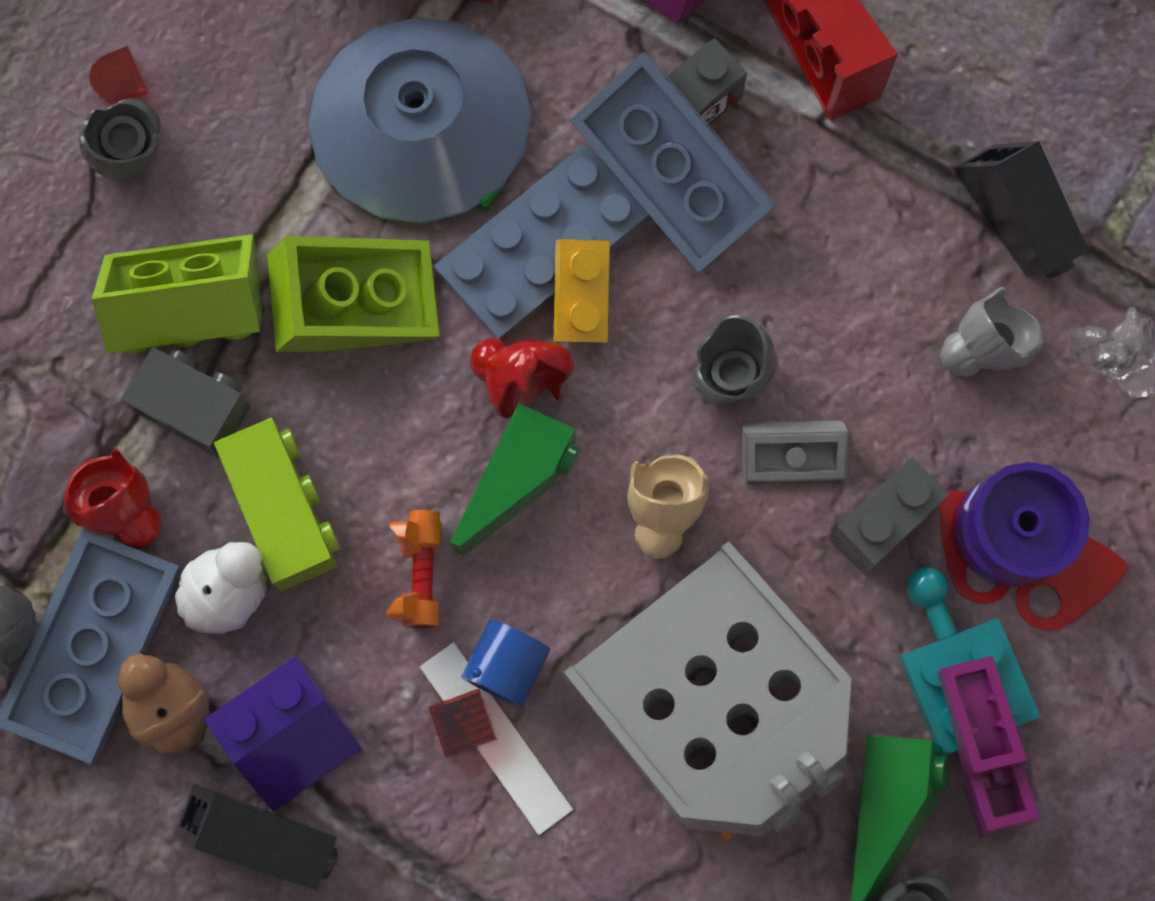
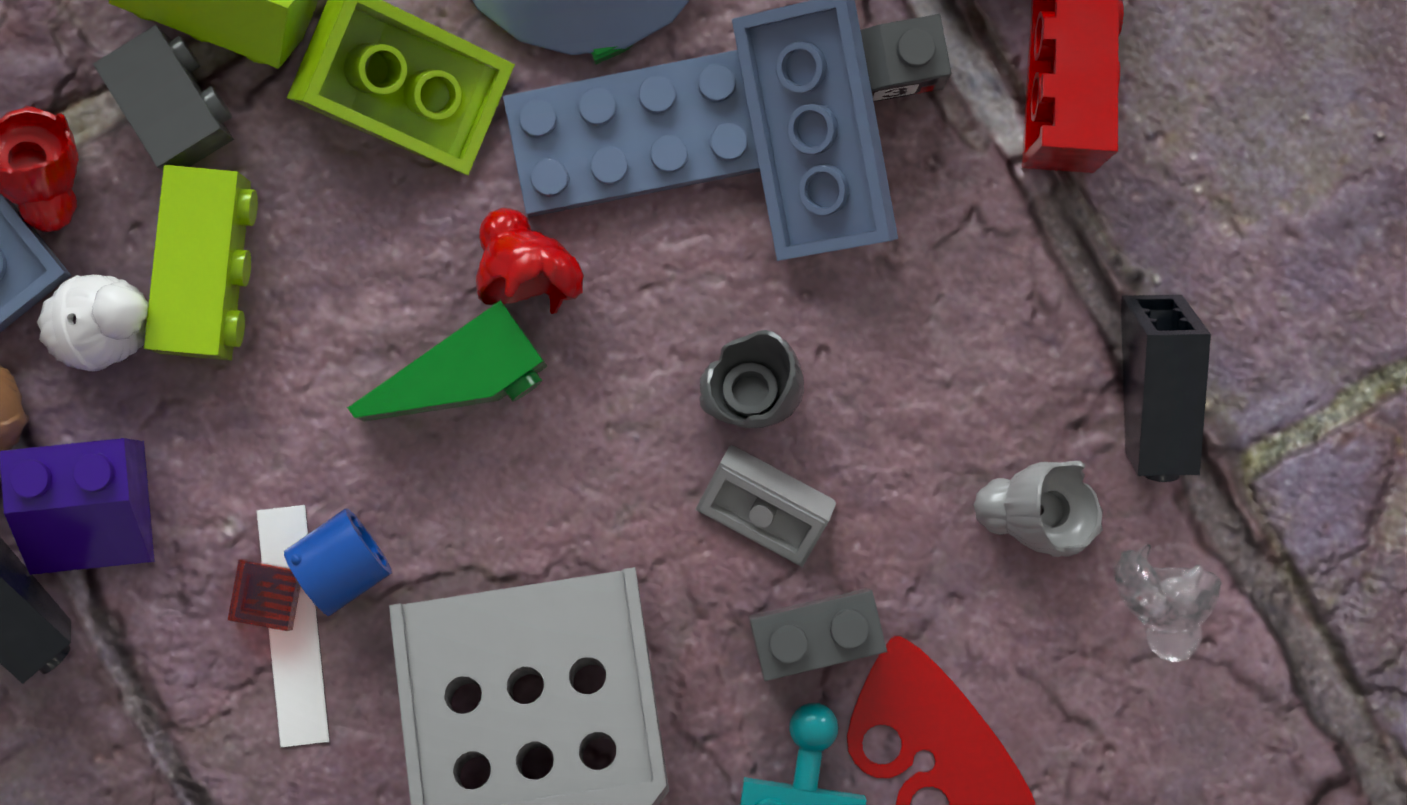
camera: 25 degrees right, 10 degrees up
(419, 541) = (324, 385): orange piece -> none
(581, 290) = (640, 212): yellow plate -> none
(666, 502) = (612, 462): tan piece -> none
(1051, 518) = (967, 752): dark purple wheel -> none

